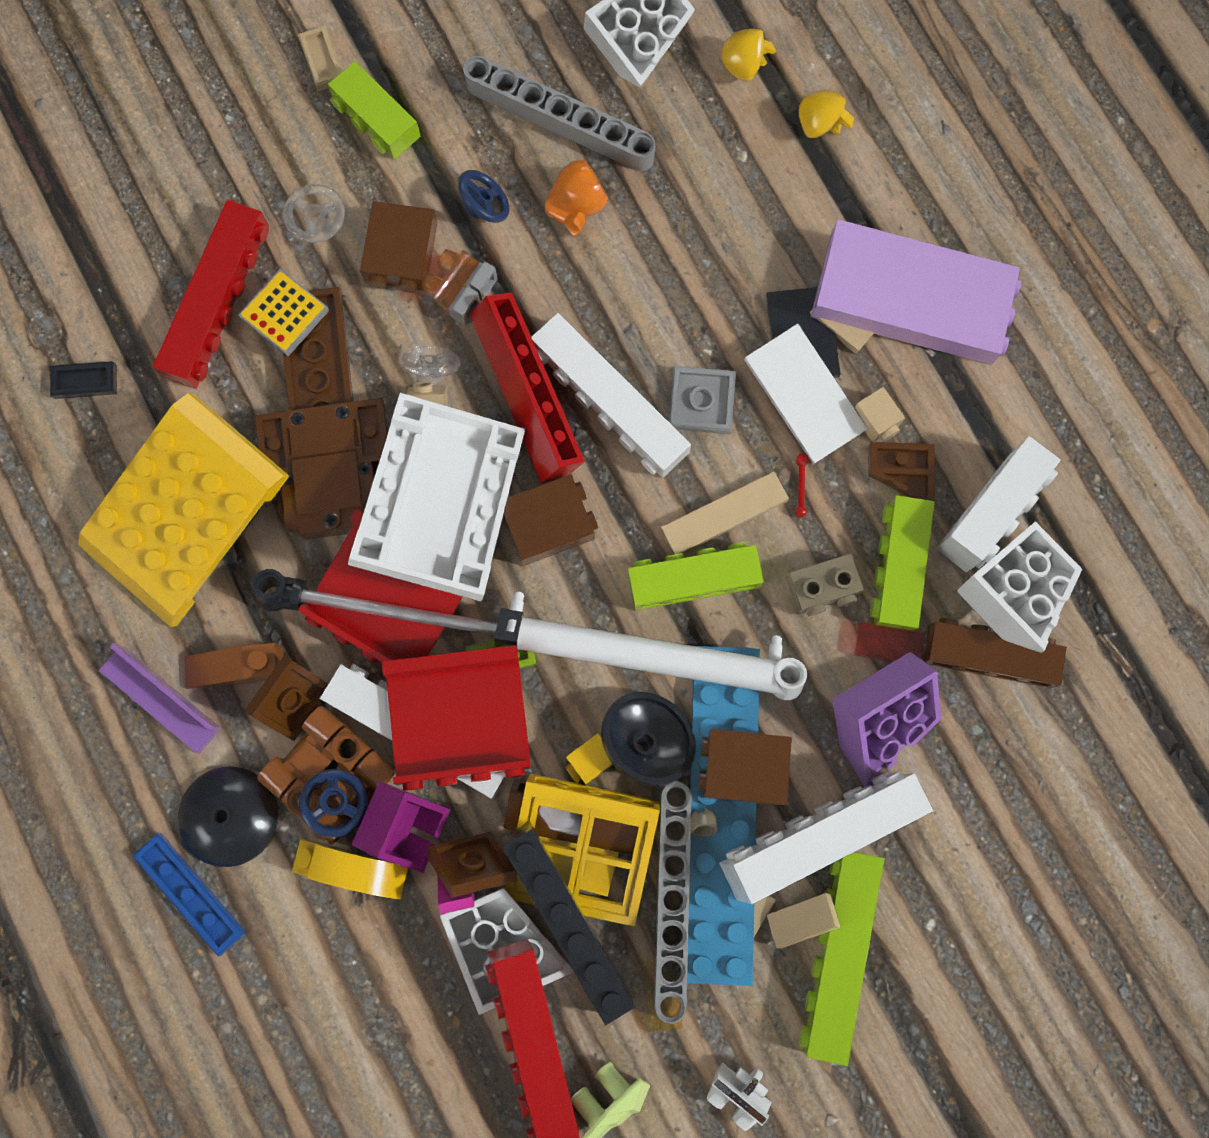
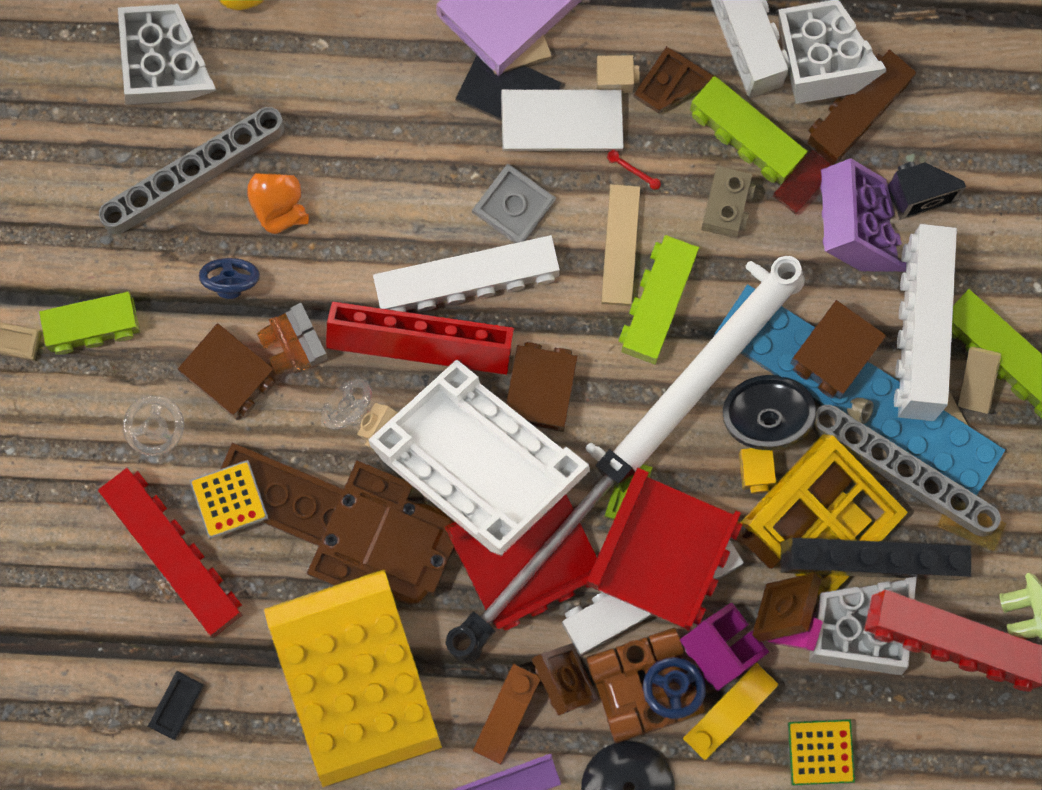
camera: 60 degrees left, 0 degrees up
(360, 977) = (821, 752): none -> yellow tile
(953, 757) = (922, 189): none -> black slope

